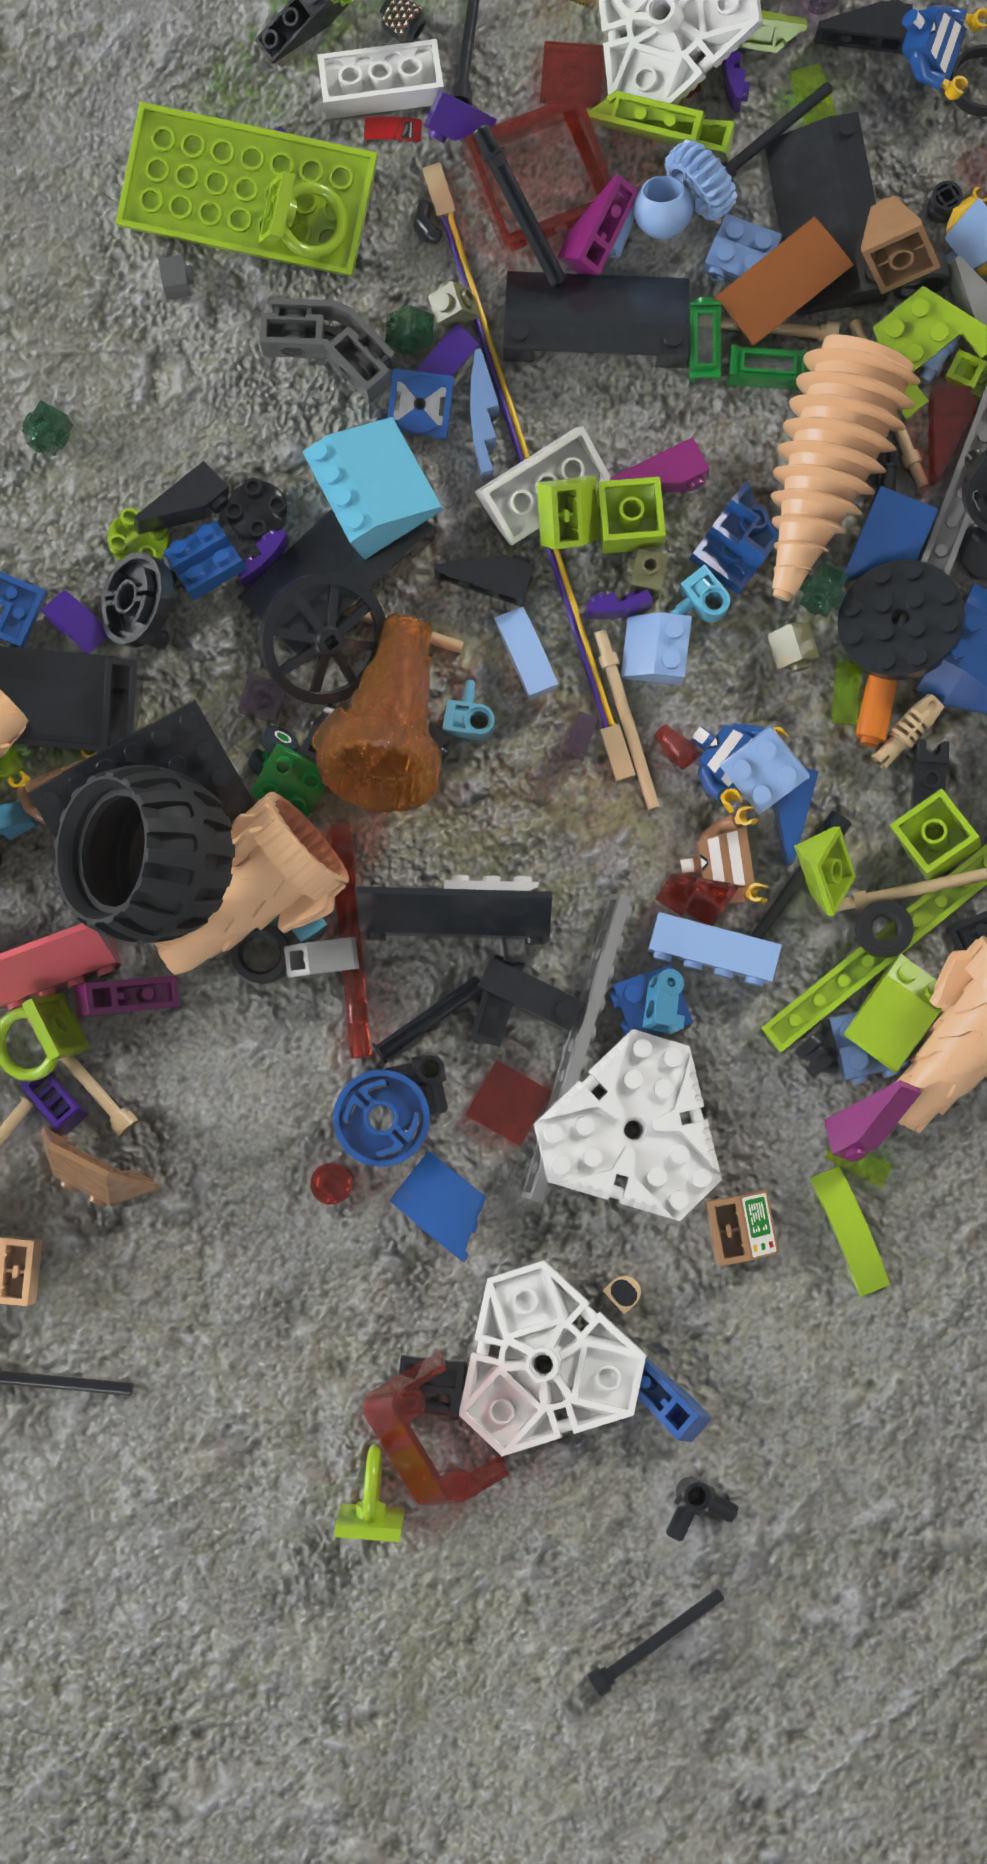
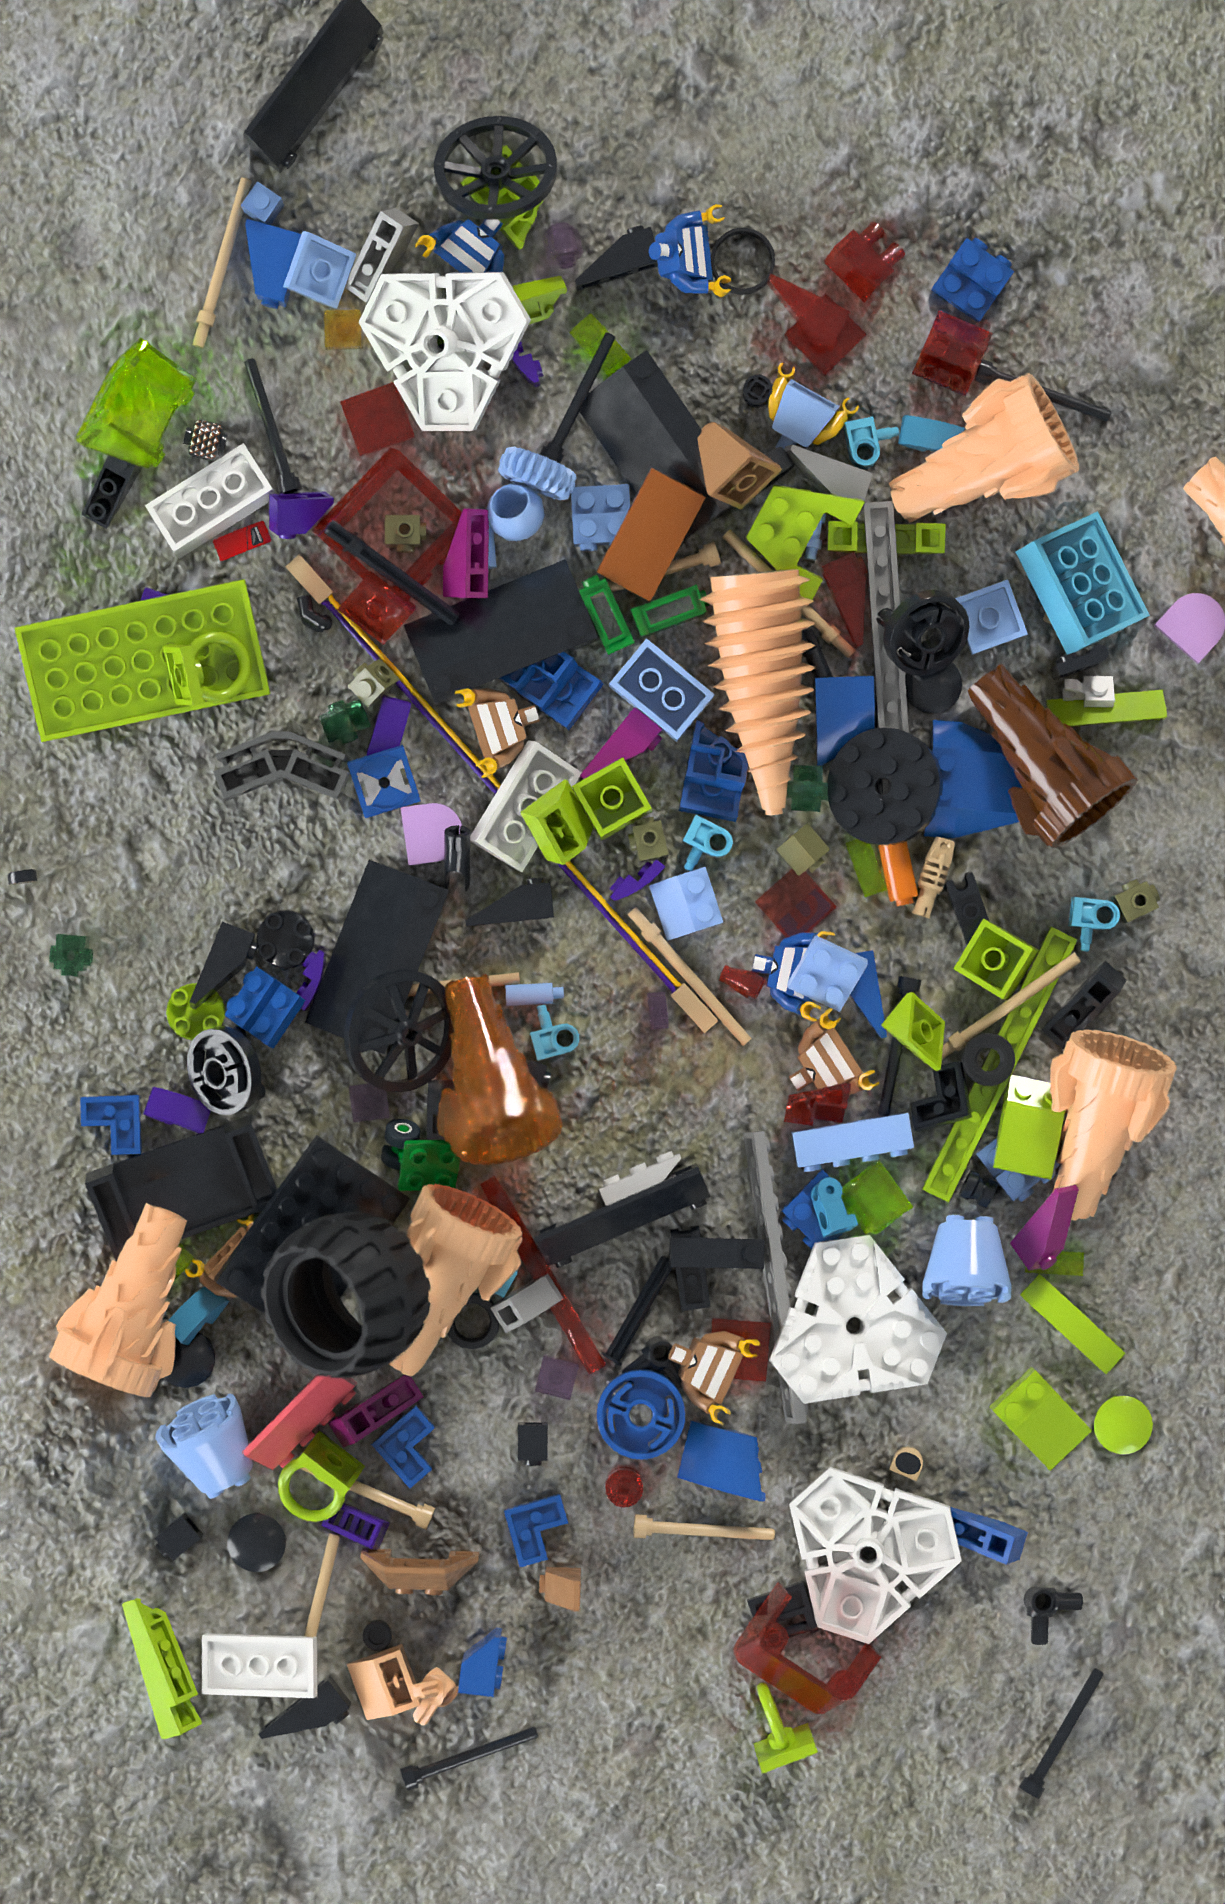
camera: 30 degrees left, 5 degrees up
(22, 1219) = (377, 1635): none -> black tile
(36, 339) = (22, 877): none -> black tile
(52, 1300) = (435, 1691): none -> light nougat axle
(106, 1298) = (480, 1666): none -> blue slope
(130, 1046) = (398, 1445): none -> blue plate
(176, 276) = (117, 765): dark grey plate -> none
(219, 1177) = (528, 1521): none -> blue plate
(225, 1254) = (562, 1587): none -> medium nougat slope
(263, 1099) = (532, 1442): none -> black brick
(317, 1046) = (556, 1377): none -> clear purple piece
(336, 1235) = (646, 1526): none -> tan piece
(372, 484) = (379, 877): medium azure slope -> none
(447, 470) = (425, 831): none -> lavender tile
(458, 500) = (457, 853): none -> black piece
(467, 667) = (532, 994): none -> light blue cylinder
(471, 1105) = (710, 1368): none -> medium nougat torso
(482, 408) = (438, 757): medium blue slope -> none
(490, 236) = (377, 607): none -> clear red tile
(526, 653) = (576, 958): light blue slope -> none
(548, 183) = (404, 532): none -> olive brick
(552, 397) = (497, 725): none -> torso
(623, 389) = (556, 687): none -> blue slope
(663, 122) = (481, 435): lime wedge -> none
(710, 1014) = (874, 1198): none -> clear neon green torso
(726, 433) = (661, 690): none -> light blue brick
(741, 1227) = (981, 1364): medium nougat slope -> none
(761, 697) = (795, 903): none -> clear red piece
(773, 1120) = (967, 1264): none -> light blue cone
(776, 1310) = (1040, 1418): none -> lime slope
(824, 956) = (948, 1105): none -> black brick
(855, 1355) = (1123, 1424): none -> lime dish

